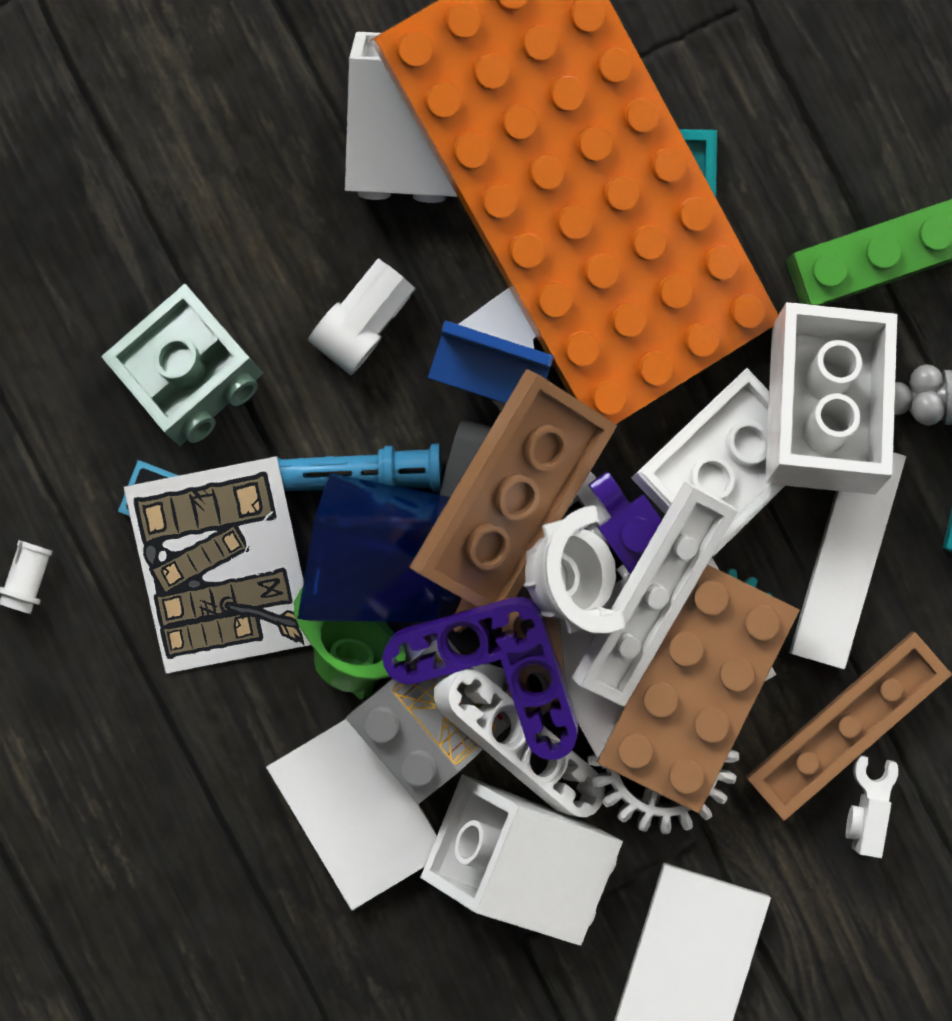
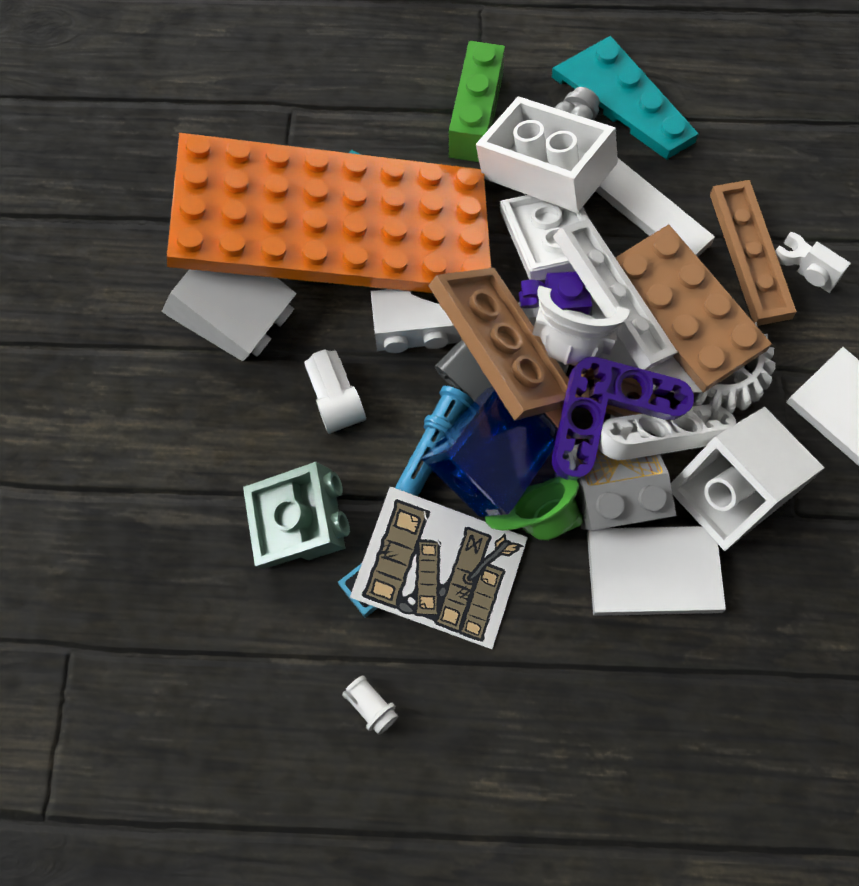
camera: 50 degrees left, 20 degrees down
(483, 362) = (408, 319): blue panel -> none

